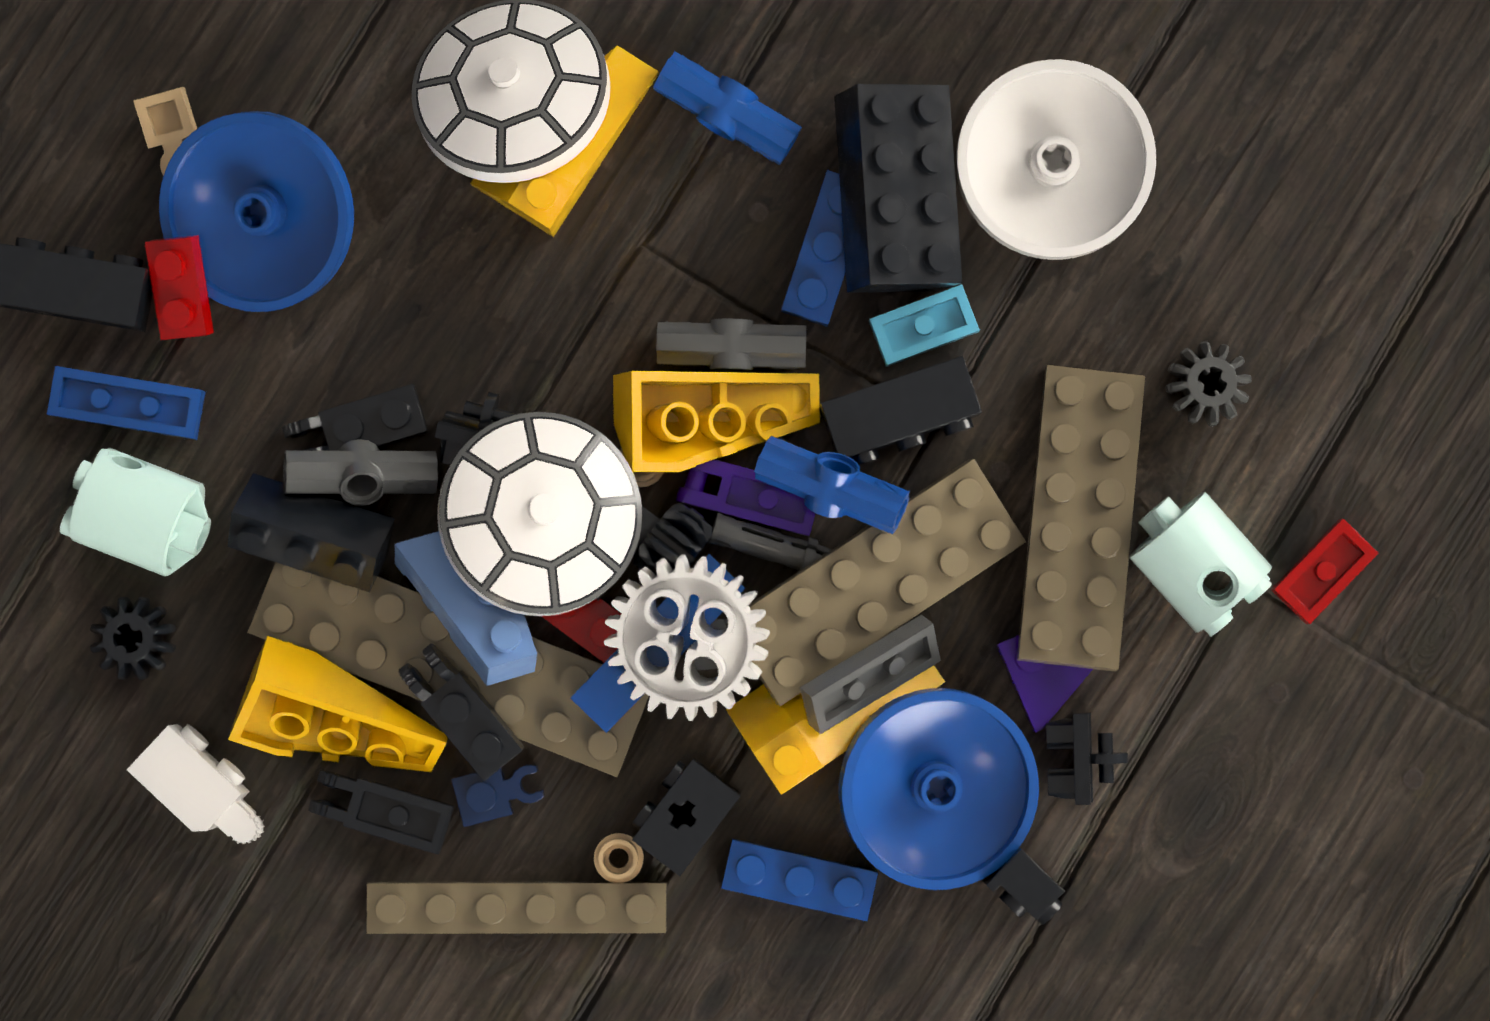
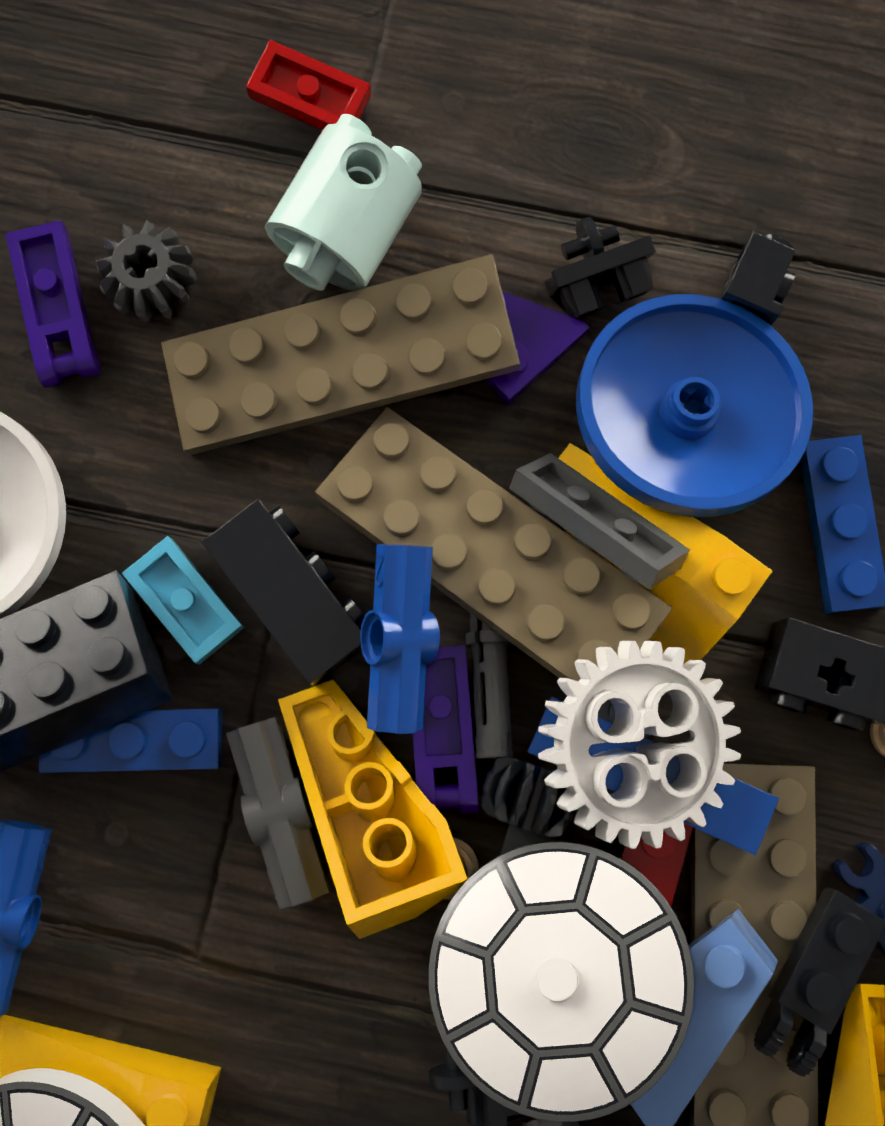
camera: 110 degrees left, 5 degrees down
(1211, 298) = (52, 302): none -> dark purple plate

